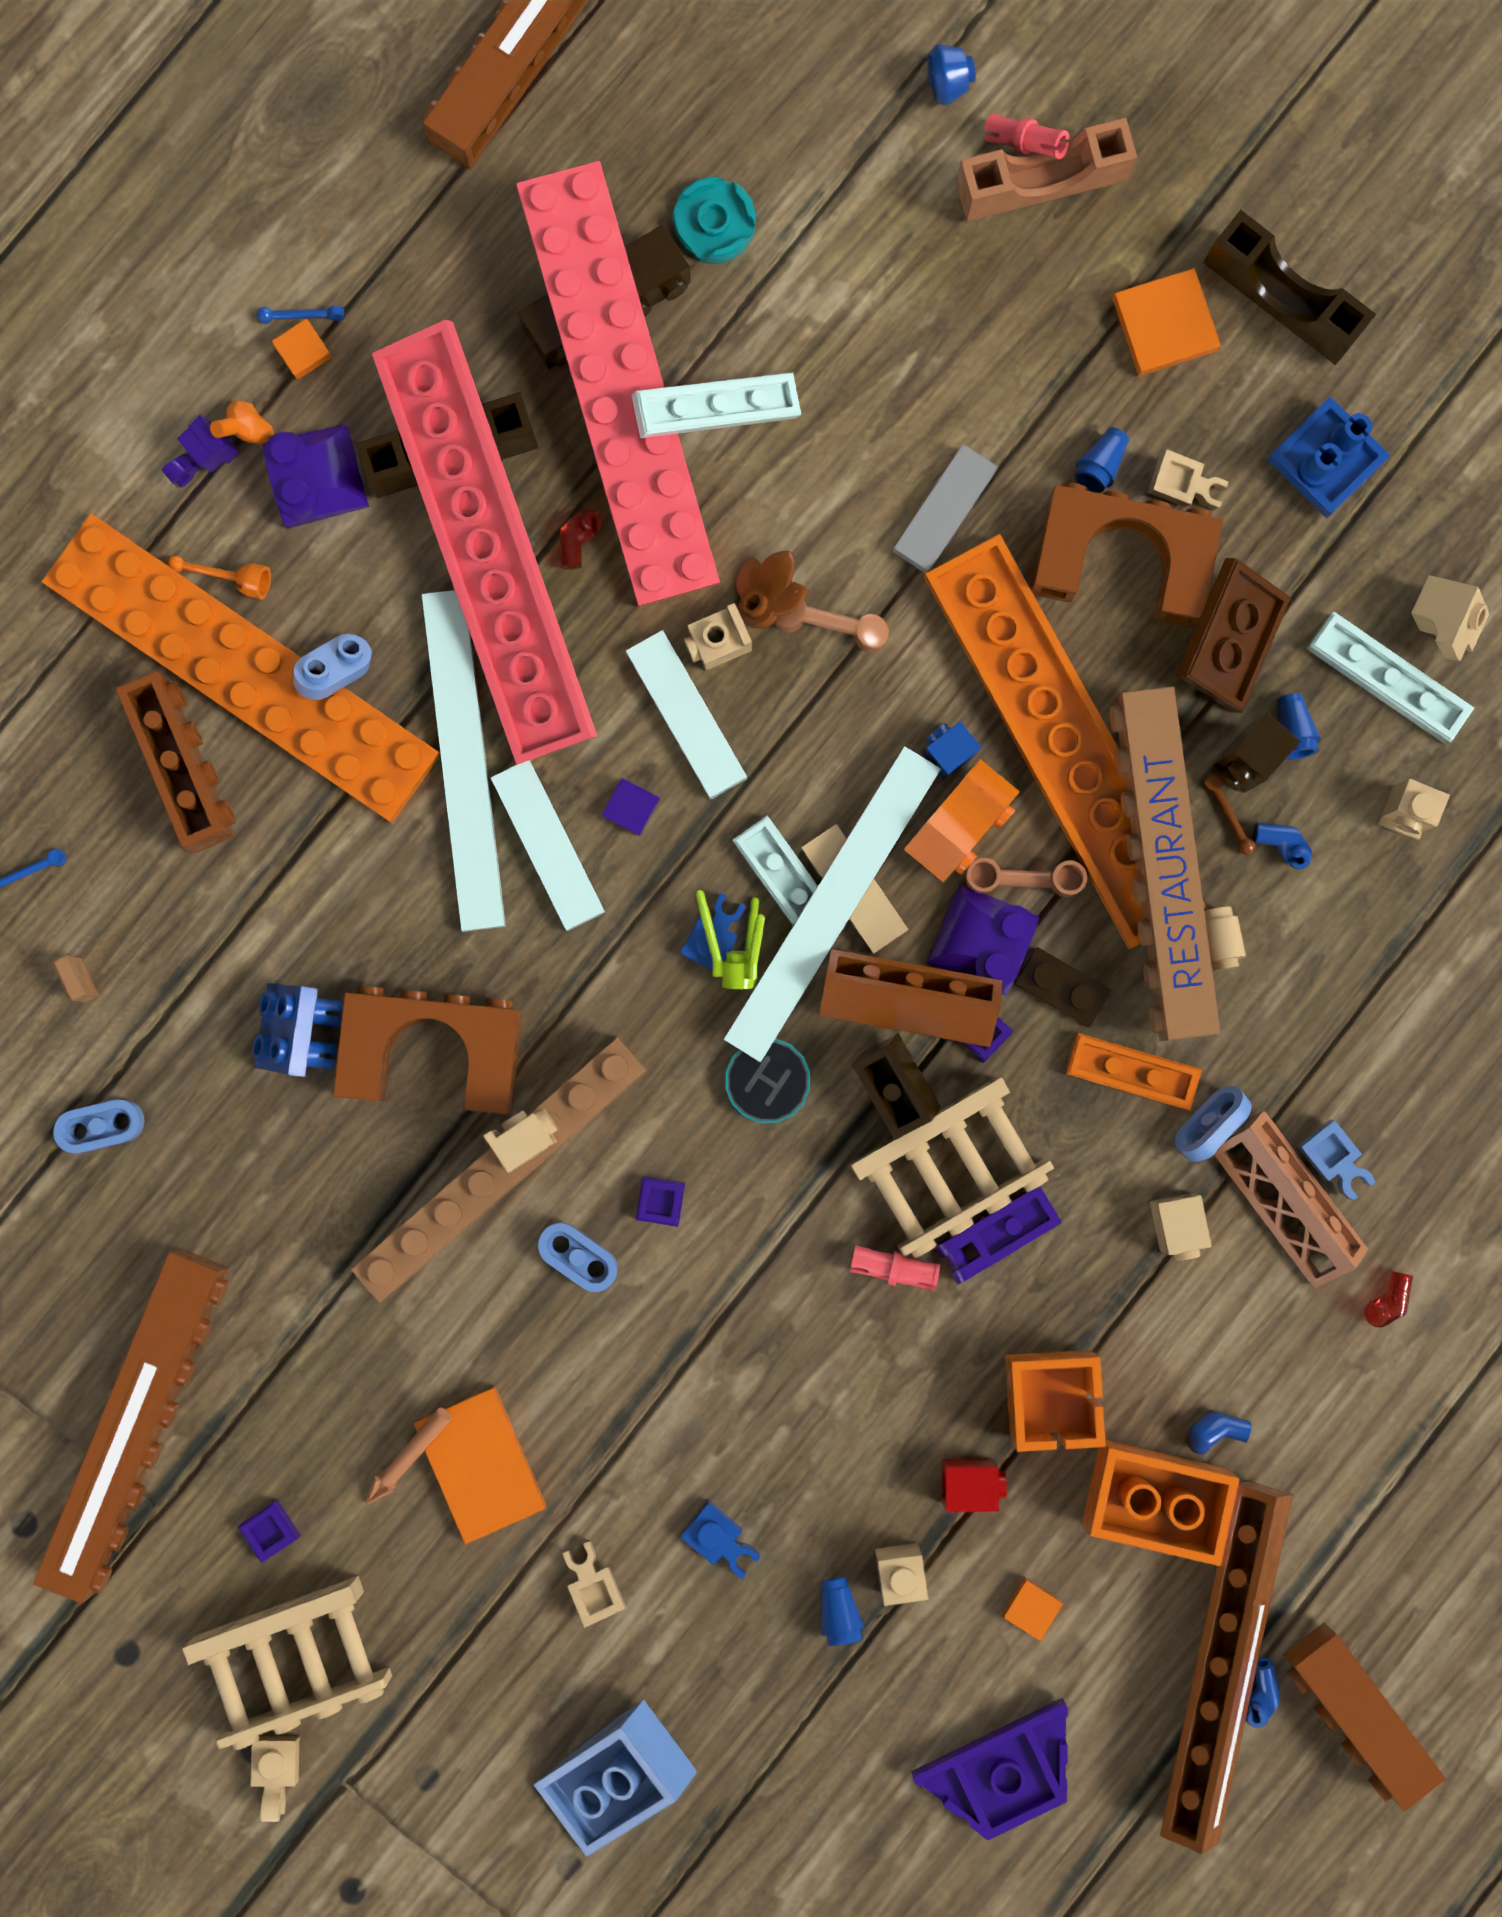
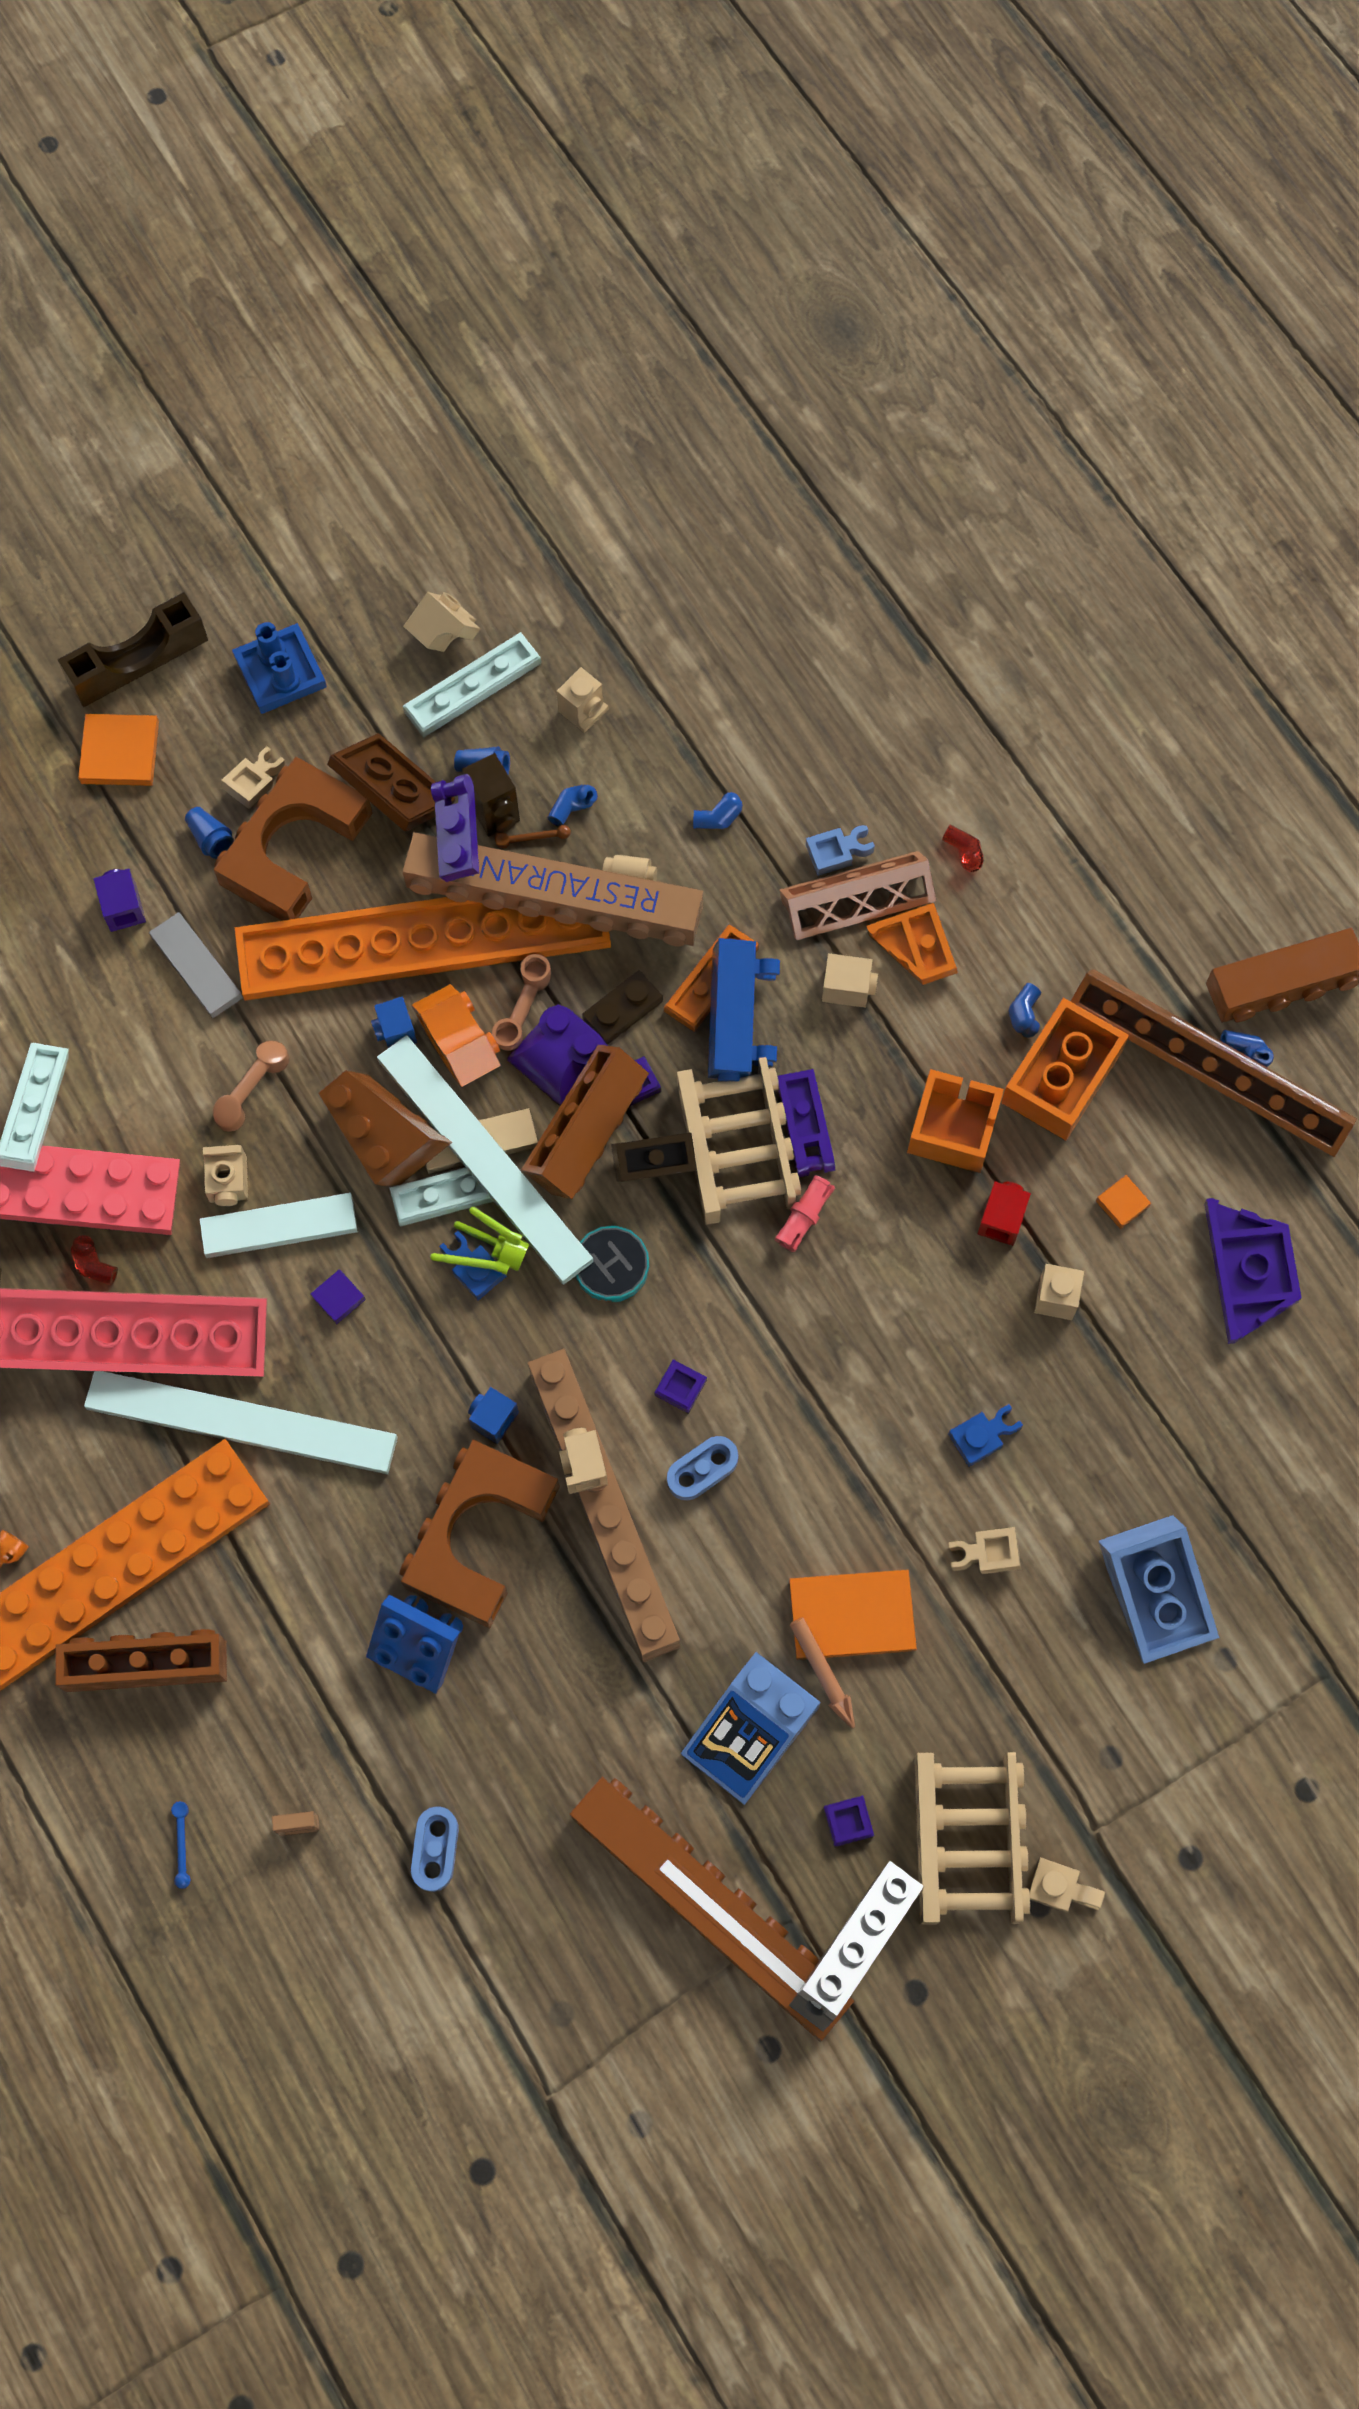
camera: 65 degrees left, 15 degrees down
(131, 1591) = (856, 1946): none -> piece
(326, 1402) = (750, 1728): none -> slope
(336, 666) = (114, 1501): medium blue plate -> none
(548, 845) = (342, 1376): light aqua tile -> none
(557, 1017) = (492, 1414): none -> blue plate
(769, 588) = (198, 1117): dark orange plate -> none
(824, 780) = (380, 1129): none -> dark orange wedge
(840, 1613) = (1076, 1354): blue cone -> none
(988, 396) = (119, 899): none -> dark purple brick
(1096, 1112) = (733, 1009): none -> blue brick
(1192, 733) = (456, 828): none -> dark purple plate
(1213, 1124) = (775, 928): medium blue plate -> none
(1254, 1286) = (916, 943): none -> orange wing
(1330, 1015) = (721, 816): none -> blue arm

